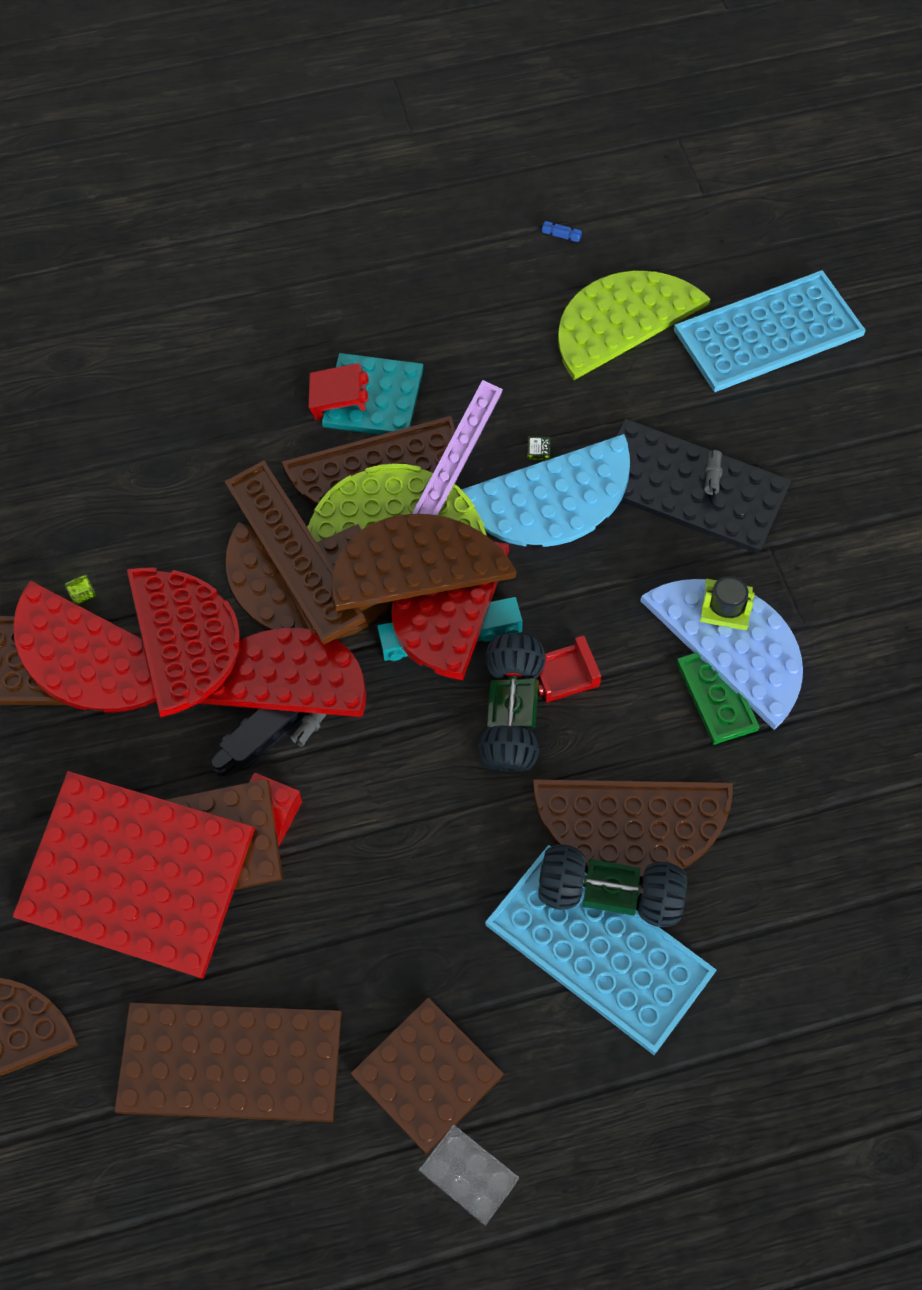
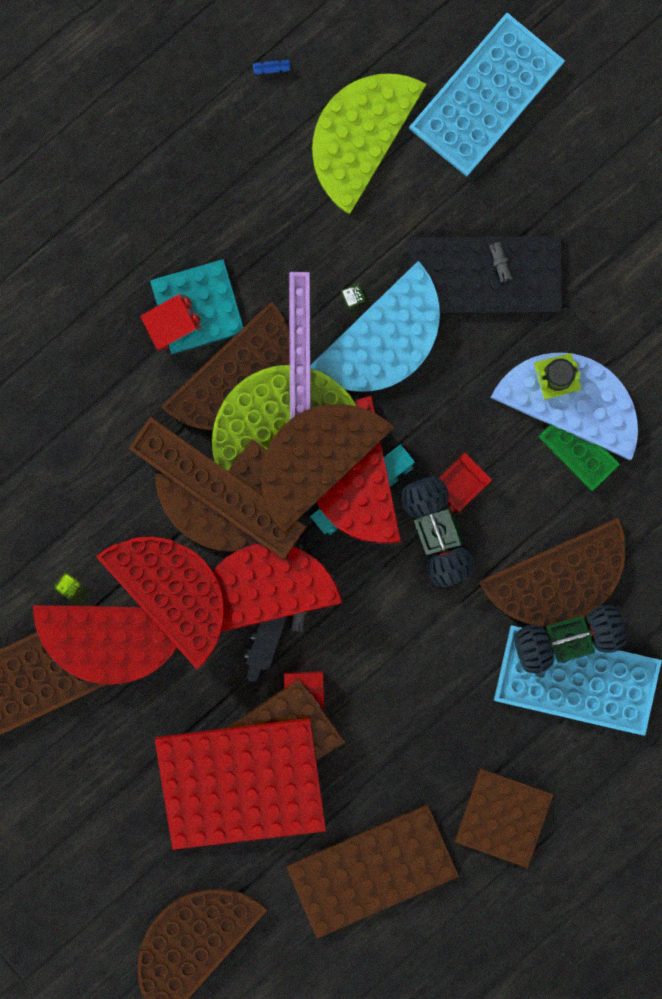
camera: 30 degrees left, 25 degrees up
(469, 1175) = (561, 868): clear plate -> none

